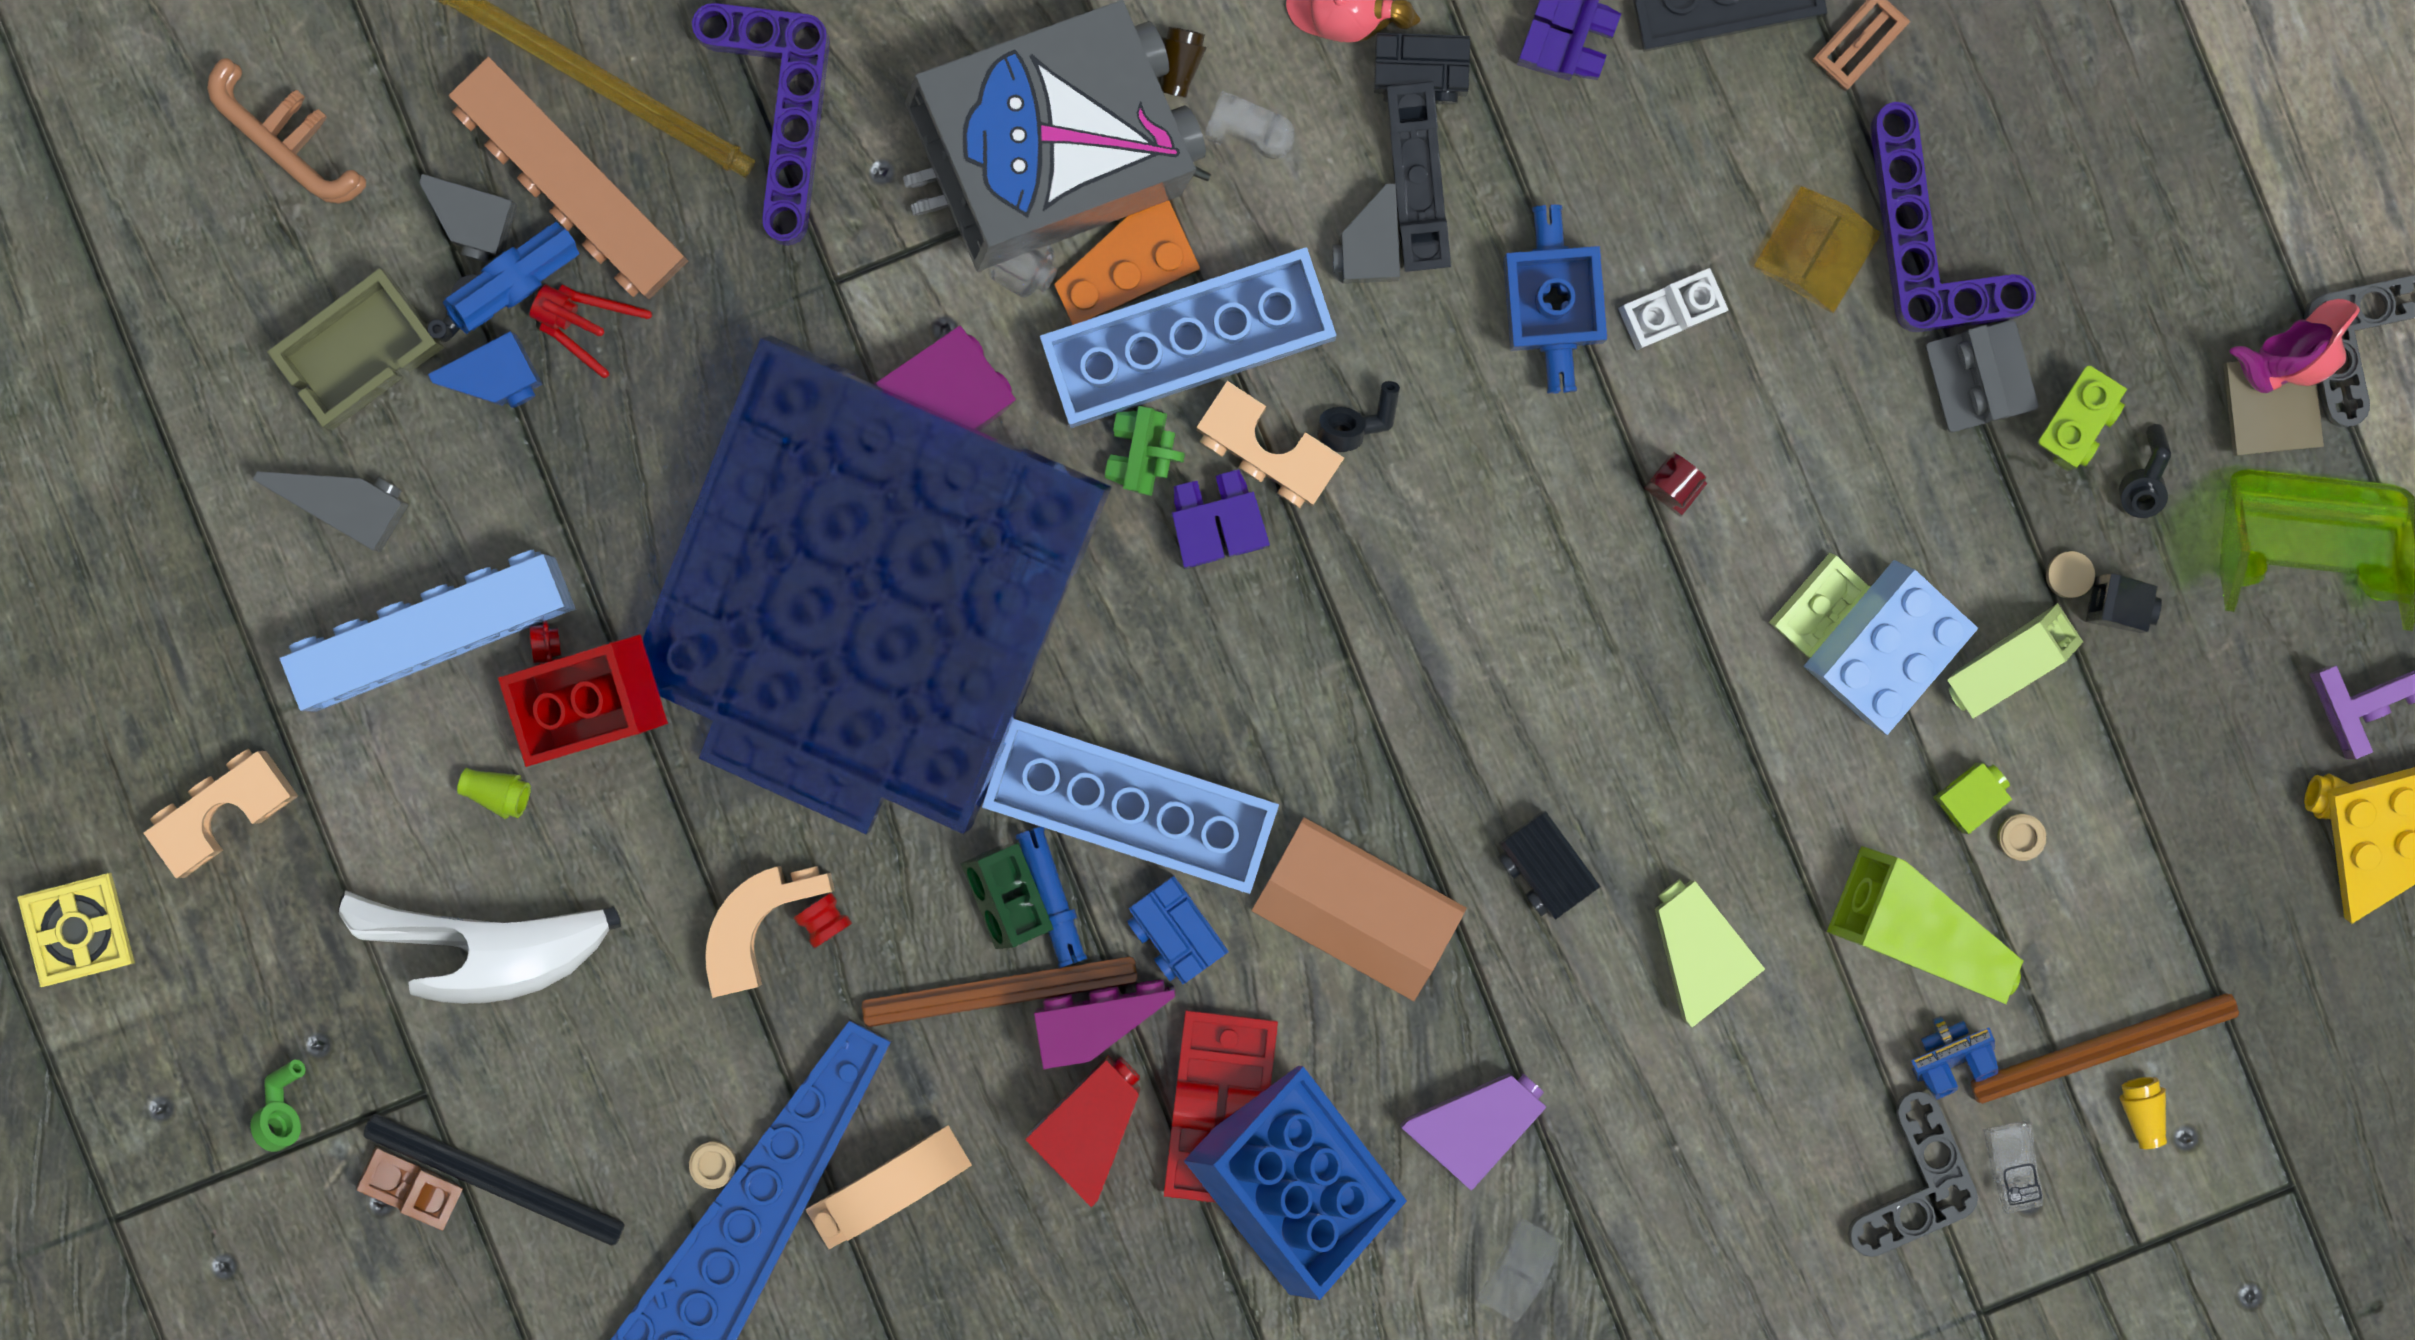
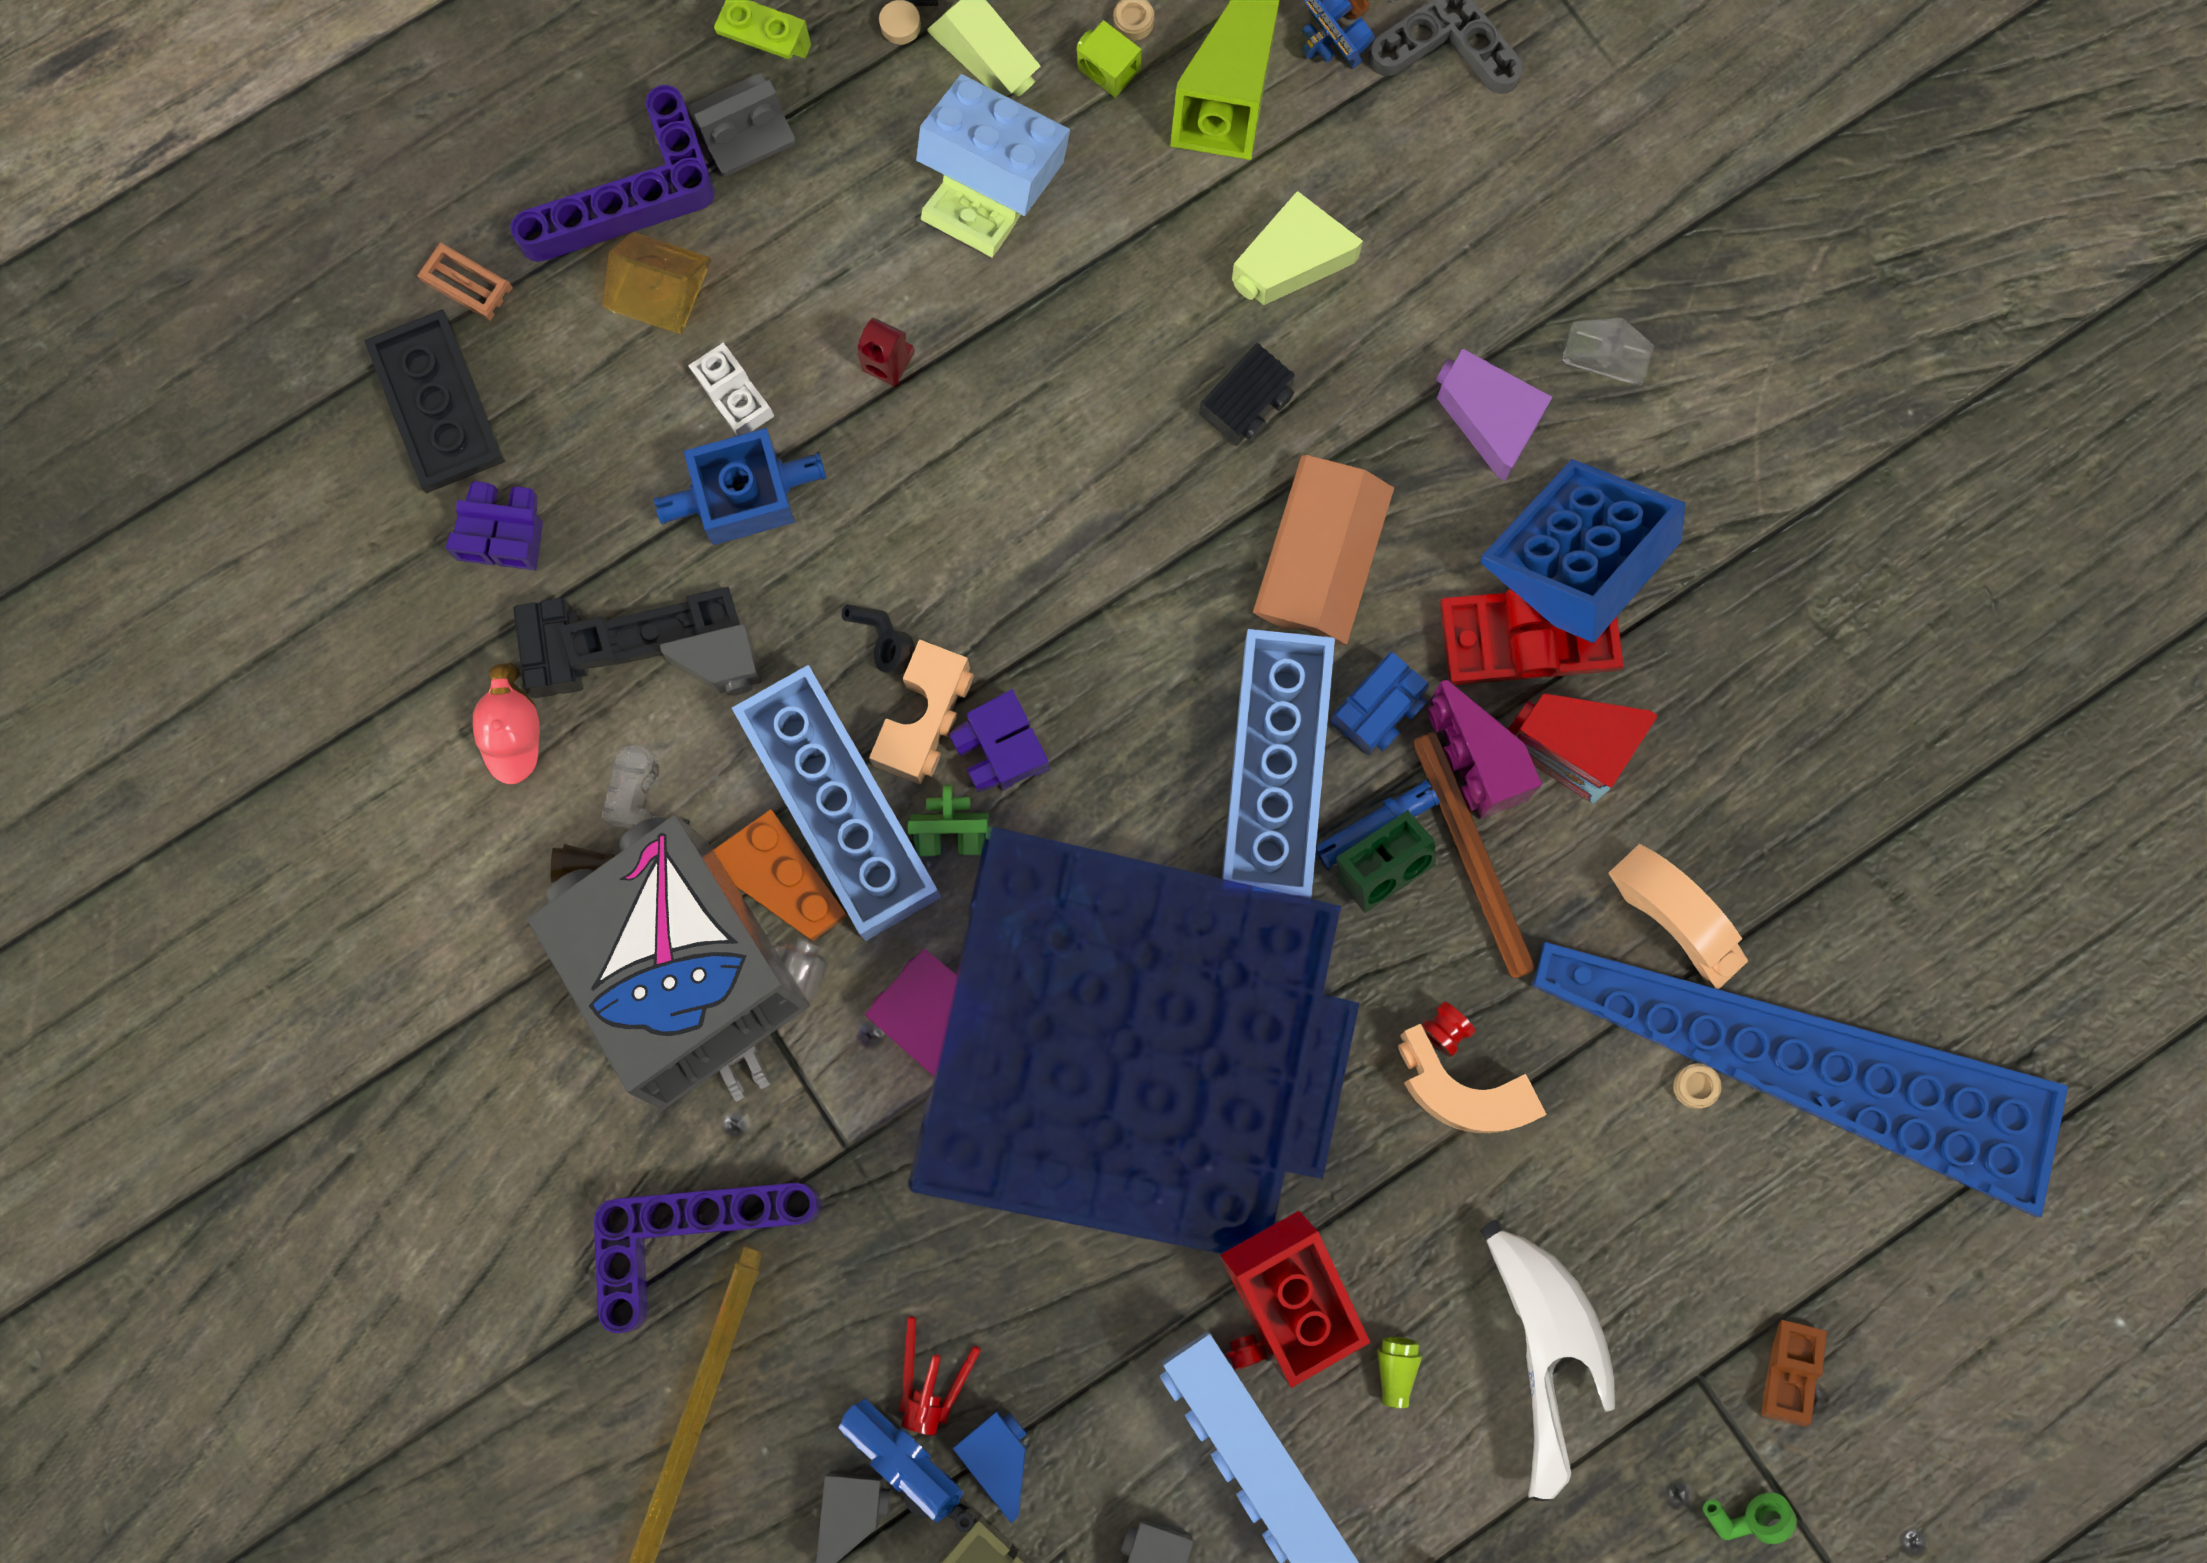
camera: 100 degrees left, 10 degrees down
(493, 1179) = (1764, 1293): black axle -> none
(568, 178) = (792, 1428): nougat brick -> none

